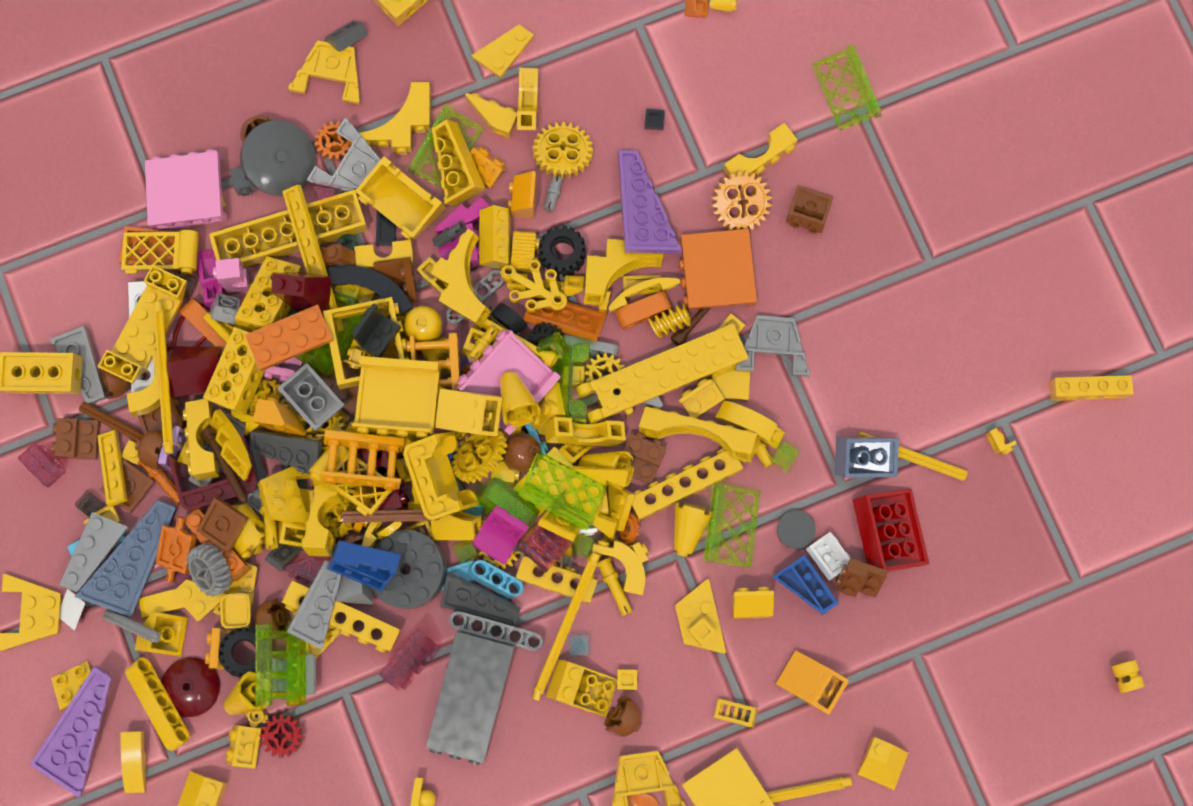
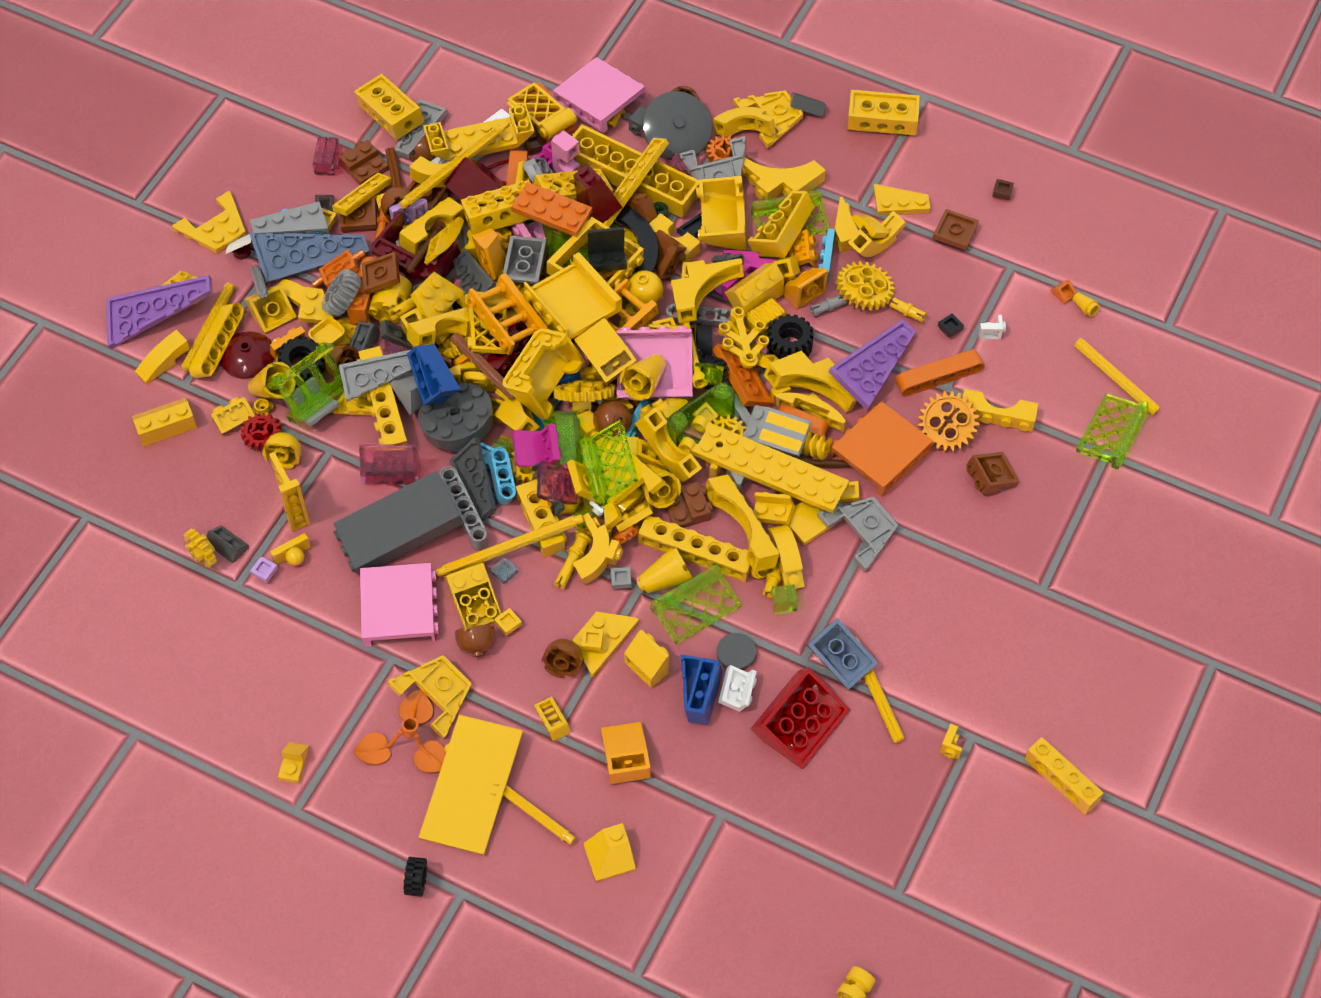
camera: 50 degrees right, 20 degrees down
(119, 672) = (223, 299): none -> yellow axle
(263, 583) = (364, 336): none -> dark grey slope
(316, 99) = (743, 119): none -> yellow arch
(318, 732) = (285, 447): none -> yellow cylinder
(389, 770) = (291, 496): none -> yellow fence
(495, 194) = (789, 267): none -> yellow brick
(506, 152) = (827, 253): none -> medium azure plate
(507, 96) = (870, 224): none -> yellow slope
(540, 752) = (398, 602): none -> bright pink panel
(570, 34) = (955, 229): none -> dark orange plate
(612, 137) = (908, 310): none -> yellow pin
(642, 337) = (777, 430): none -> slope
(661, 562) = (620, 578): none -> light grey plate
(686, 94) = (992, 331): none -> white bracket
(689, 167) = (939, 372): none -> orange beam
(696, 663) = (563, 658): none -> dark orange cylinder
(803, 41) = (1116, 375): none -> yellow axle
(860, 577) = (739, 718): dark orange plate -> none

